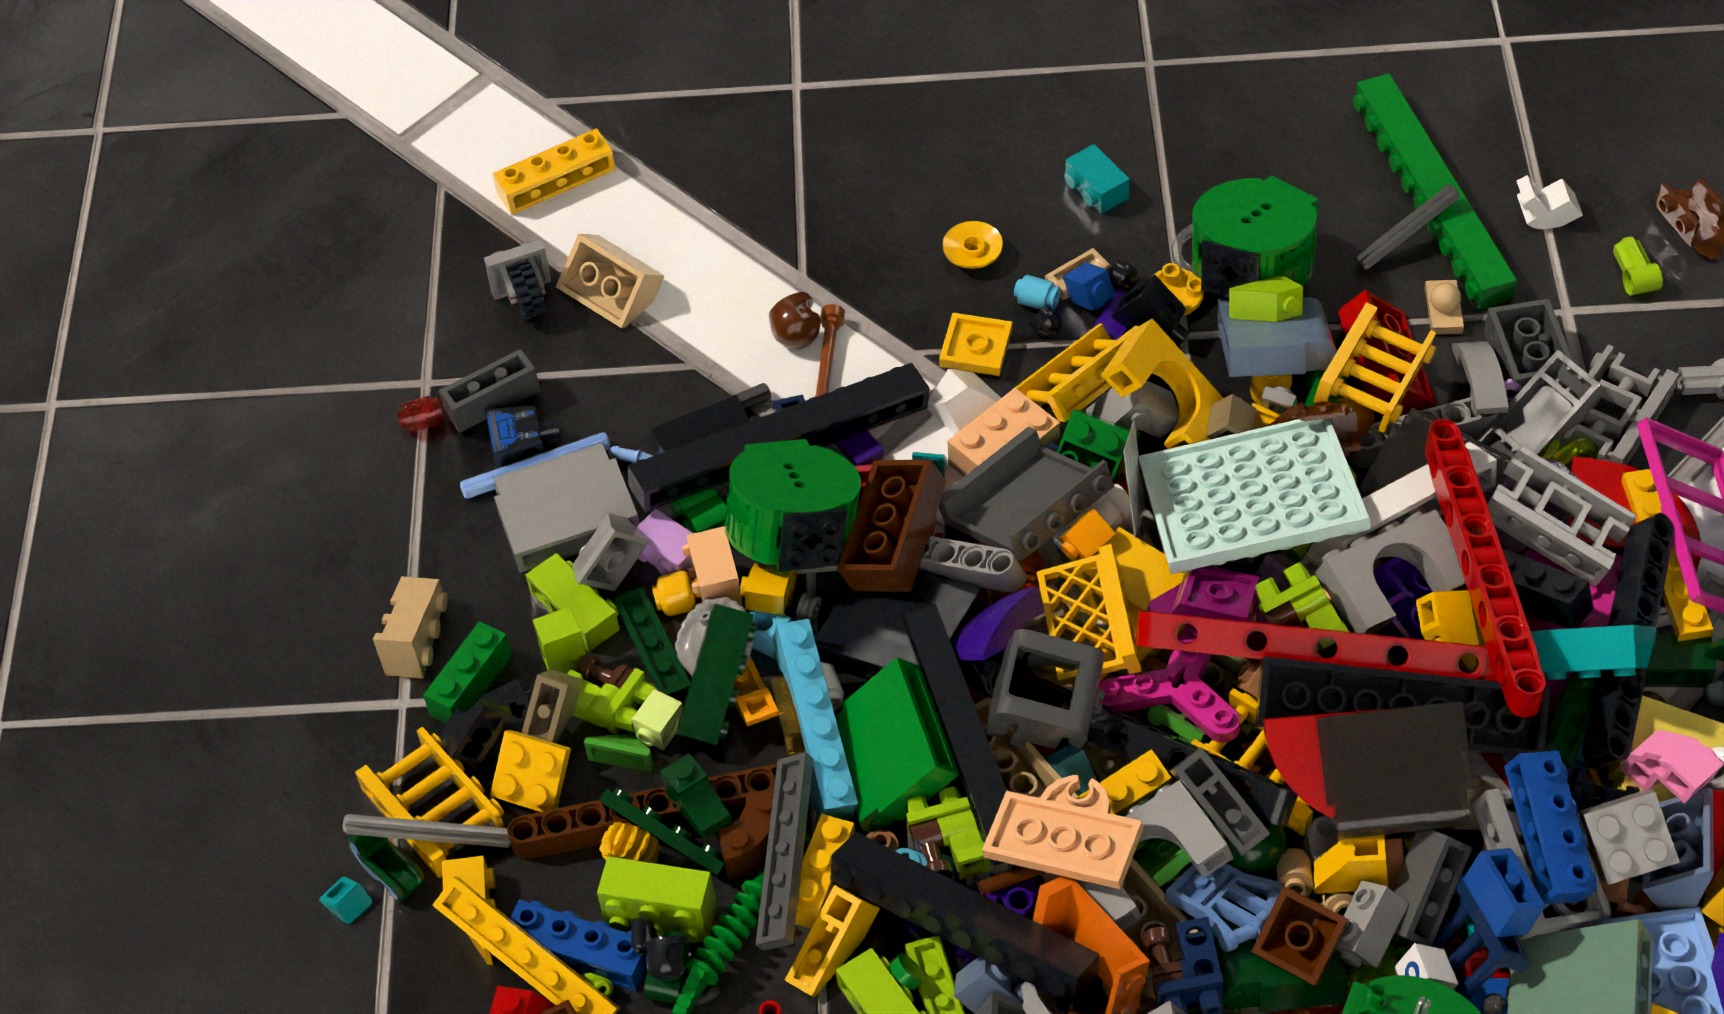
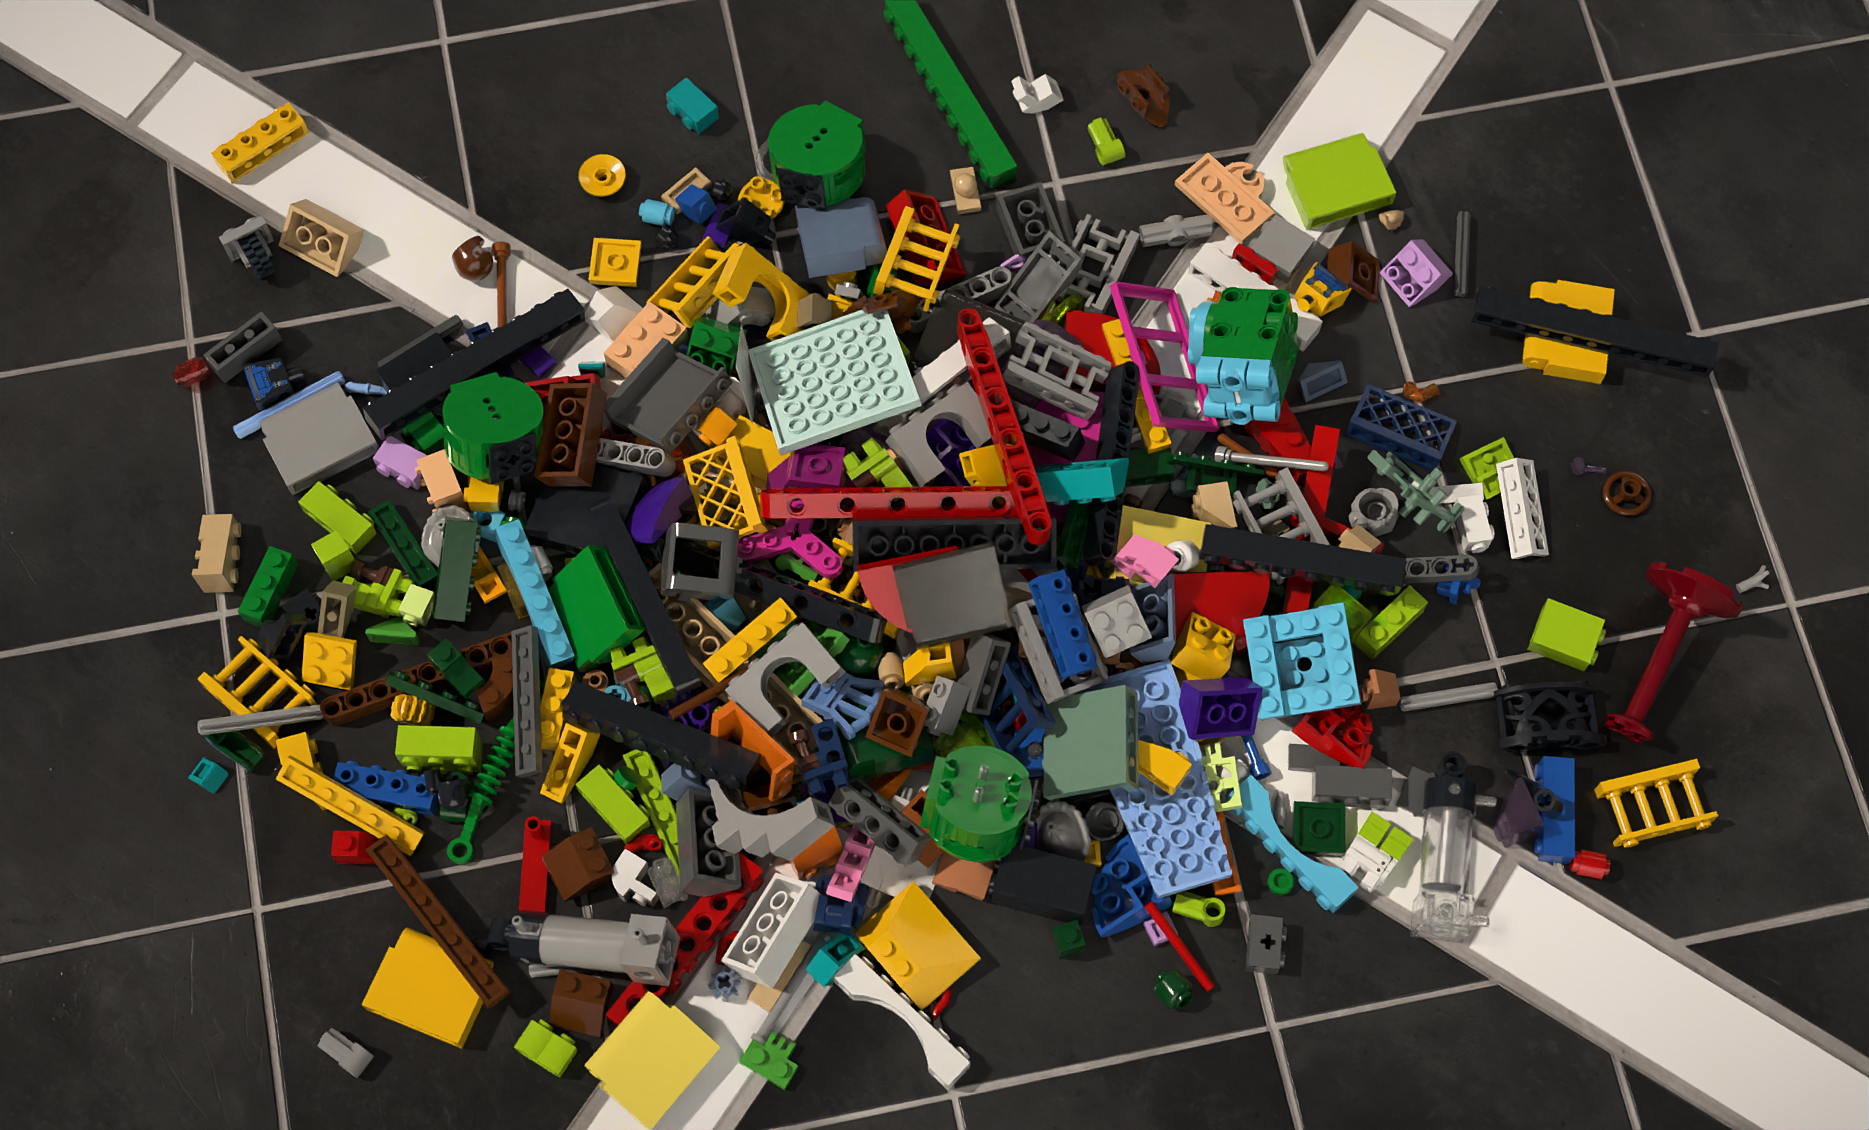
camera: 15 degrees left, 15 degrees up
(609, 553) = (359, 477): light grey slope -> none
(675, 593) = (414, 501): yellow head -> none
(1065, 834) = (725, 672): light nougat plate -> none
(1220, 801) = (831, 633): dark grey slope -> none
(1266, 300) = (831, 209): lime slope -> none
(1408, 226) = (932, 127): dark grey axle -> none
(1427, 963) = (987, 732): white brick -> none
(1484, 376) = (996, 251): light grey slope -> none
(1504, 892) = (1033, 677): blue brick -> none

